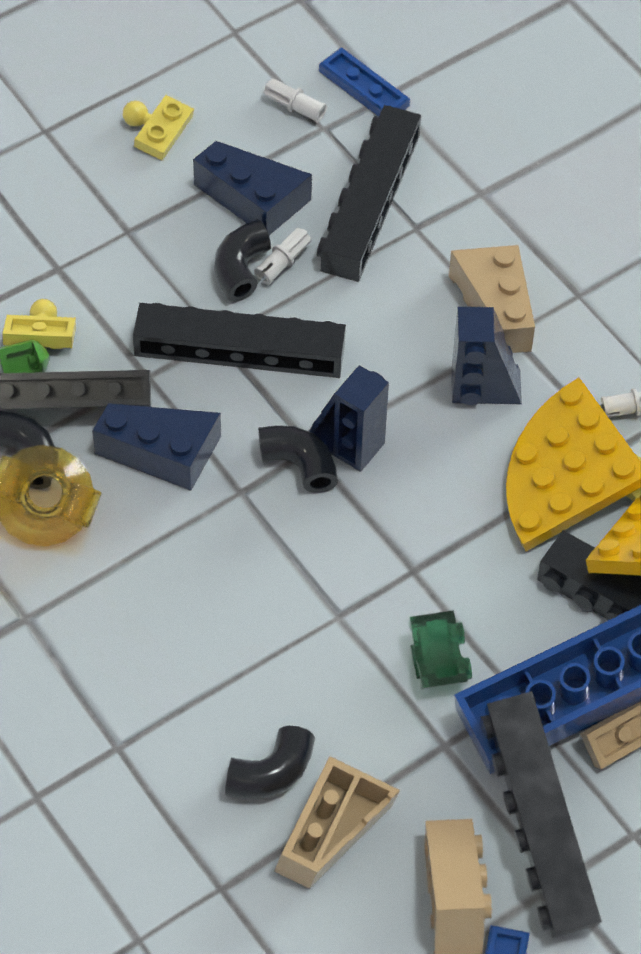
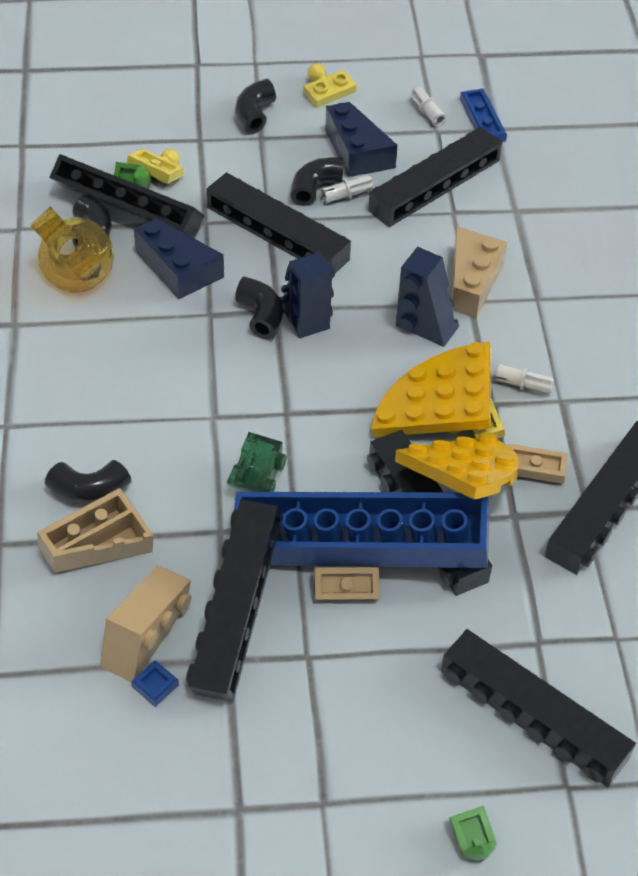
camera: 30 degrees right, 5 degrees down
(88, 192) = (250, 102): none -> black cylinder

